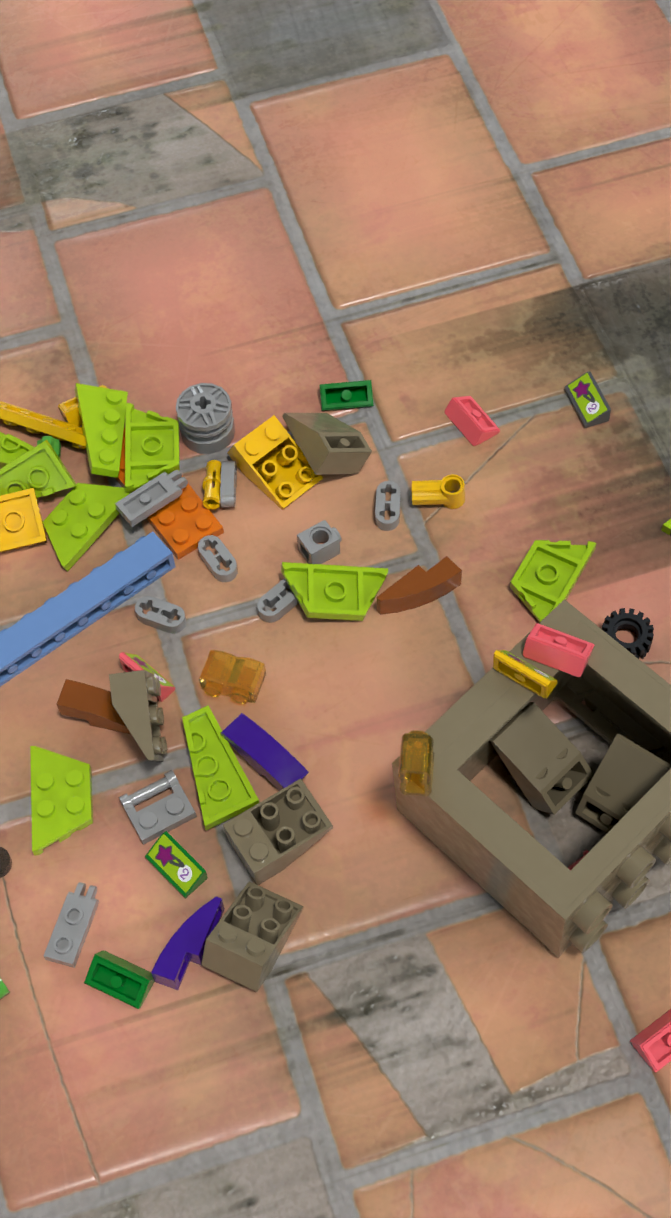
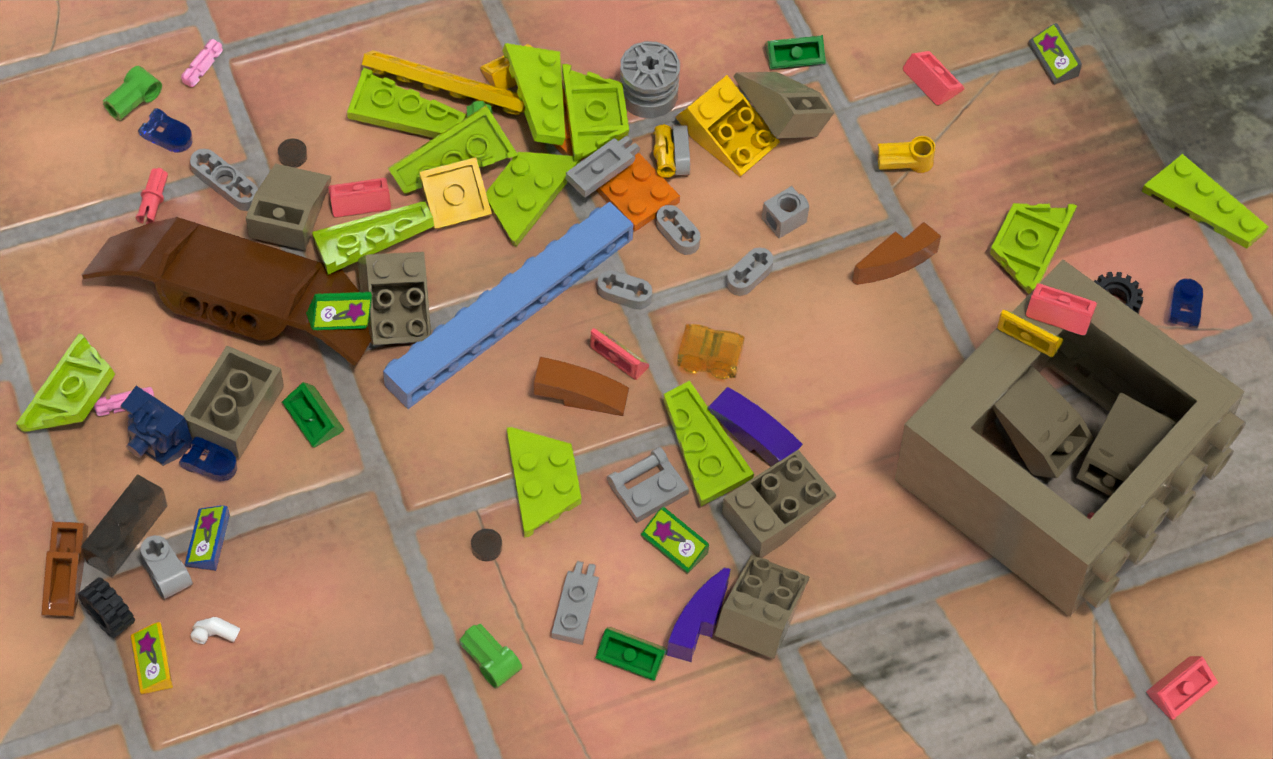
camera: 10 degrees left, 0 degrees up
(135, 701) = (621, 380): dark tan slope -> none
(334, 589) = (806, 259): lime wing -> none
(383, 505) = (847, 170): light grey beam -> none
(416, 763) = (934, 421): clear yellow brick -> none

